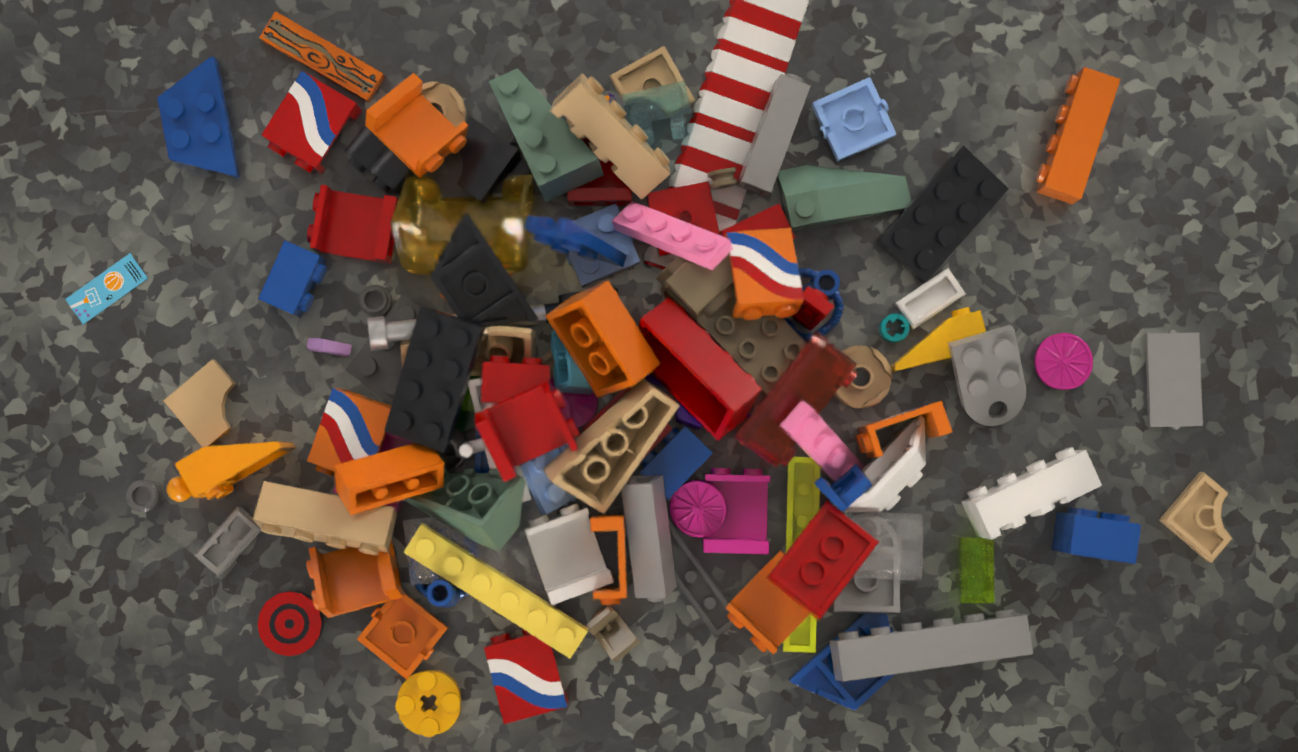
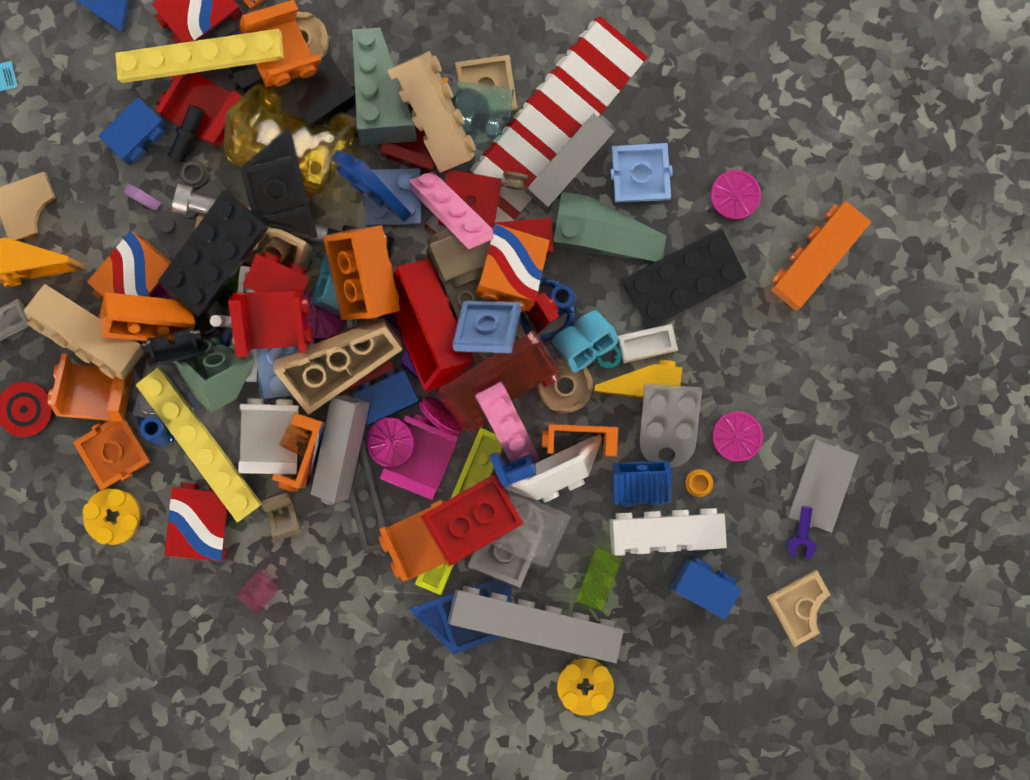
camera: 20 degrees right, 0 degrees up
(335, 171) = (199, 56): none -> light yellow plate
(351, 259) = (186, 133): none -> black pin
(444, 489) = (187, 345): none -> black hinge
(599, 545) = (295, 439): none -> clear orange tile
(619, 723) = (258, 591): none -> clear pink panel
(742, 460) = (439, 415): none -> dark pink wheel
(764, 346) = (487, 326): none -> medium blue tile
(865, 321) = (585, 341): none -> medium azure brick
(962, 105) = (735, 194): none -> dark pink wheel
(983, 450) = (642, 483): none -> blue brick
(1022, 699) = (597, 675): none -> yellow plate
(1042, 426) = (699, 483): none -> light orange plate
(1174, 441) = (803, 535): none -> dark purple bar

